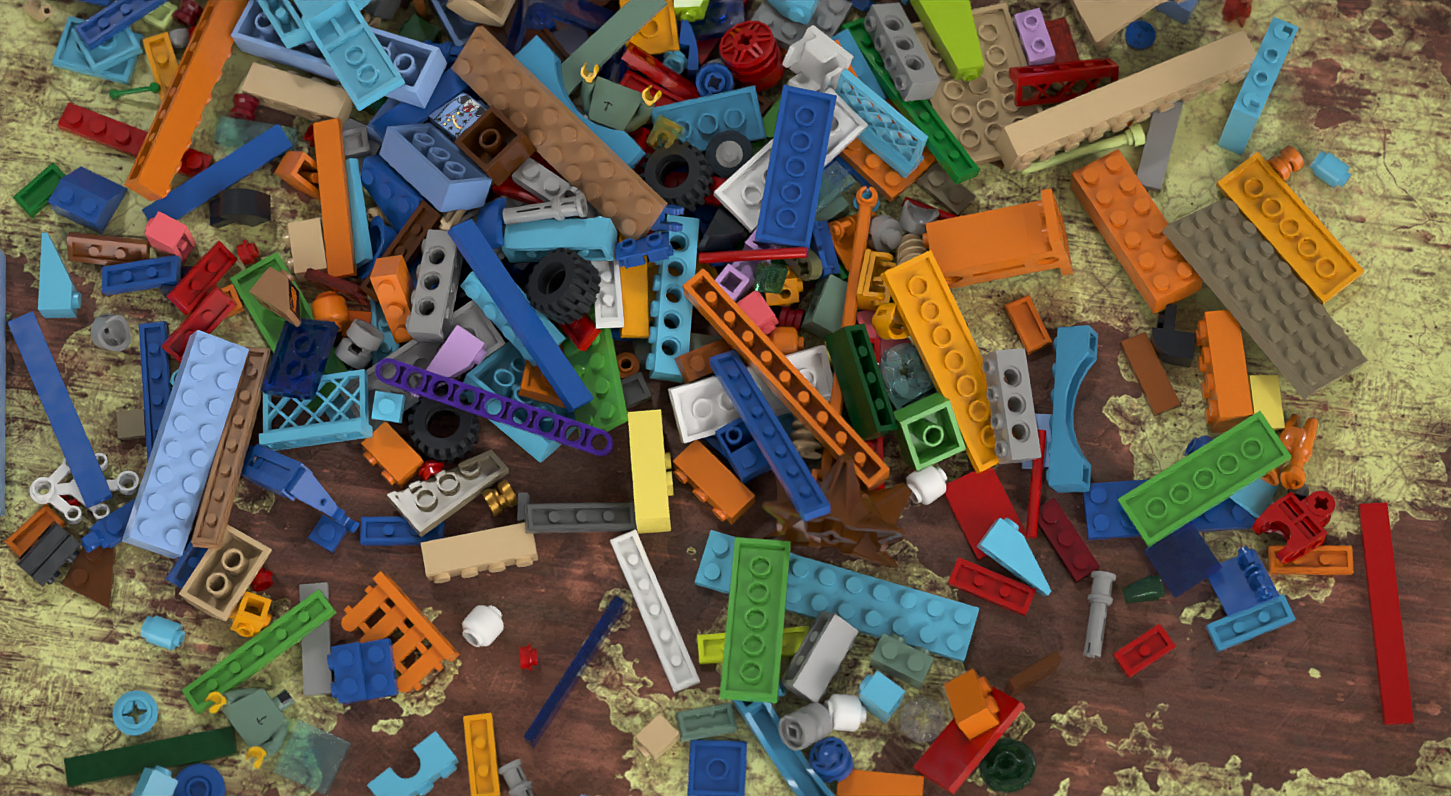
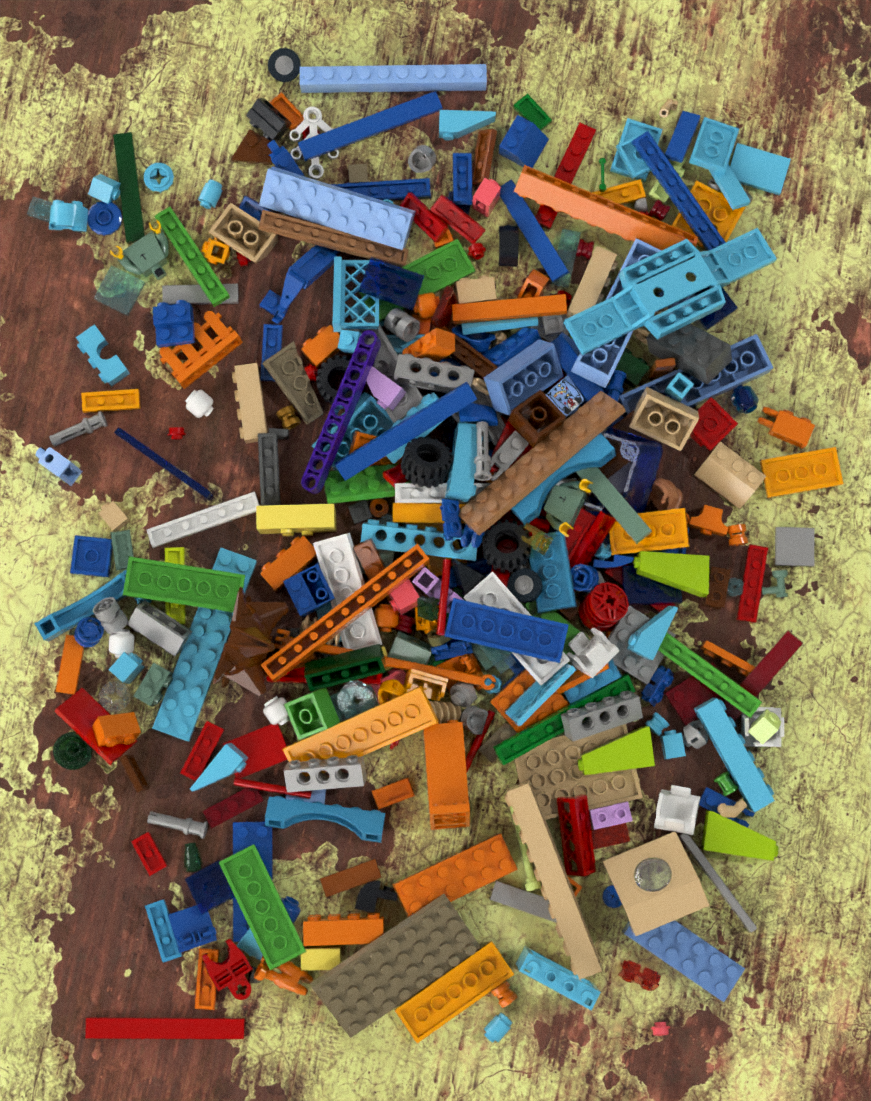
camera: 90 degrees right, 10 degrees up
(278, 295) = (437, 270): medium nougat slope -> none
(770, 436) = (298, 597): blue plate -> none

